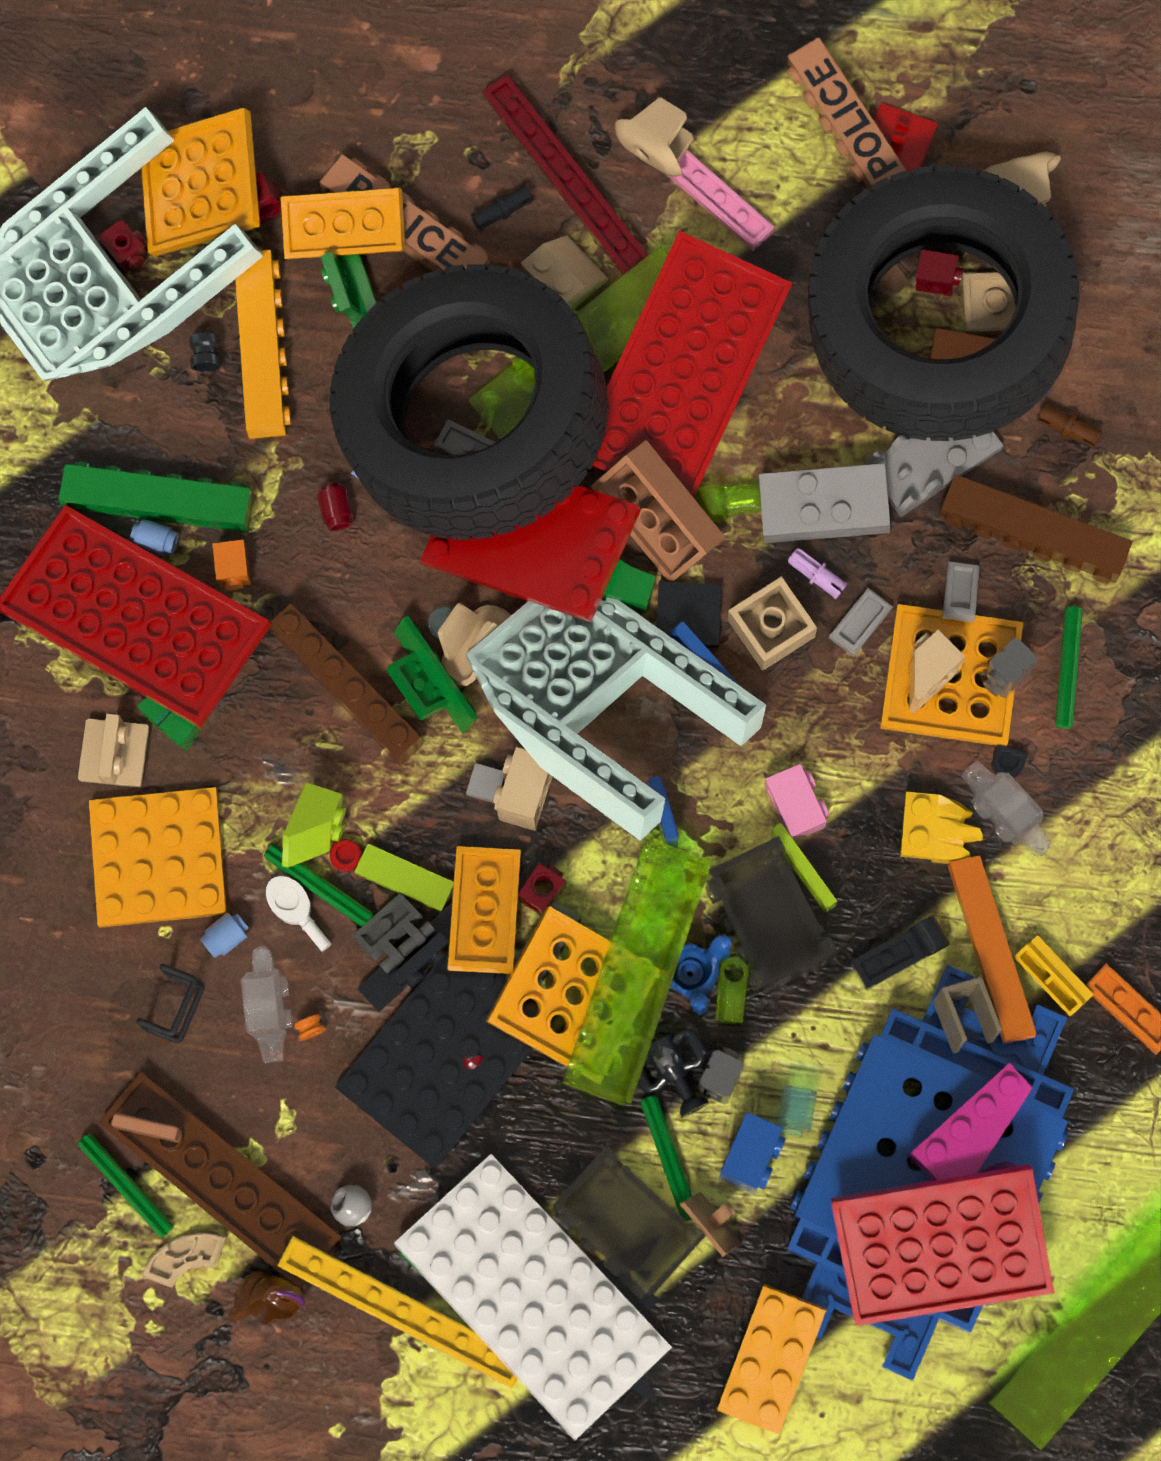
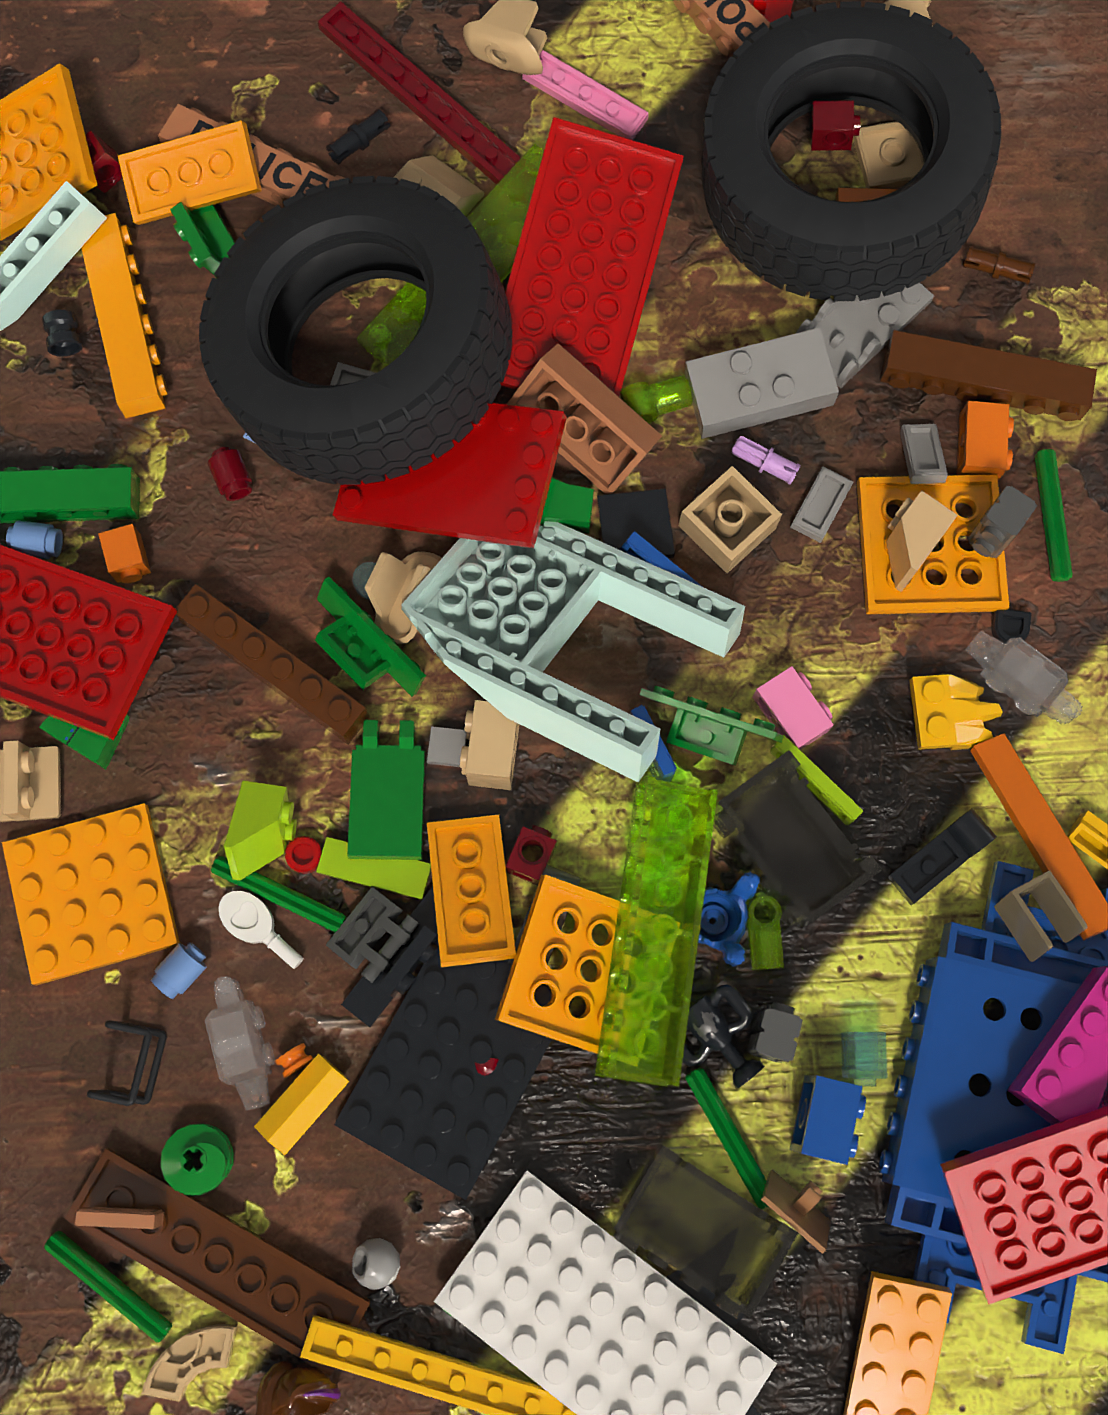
camera: 15 degrees left, 0 degrees up
(232, 1095) = (216, 1159): none -> green piece
(310, 1064) = (301, 1104): none -> yellow piece
(426, 817) = (386, 796): none -> green tile
(714, 809) = (706, 731): none -> green bracket
(1018, 588) = (984, 439): none -> orange brick

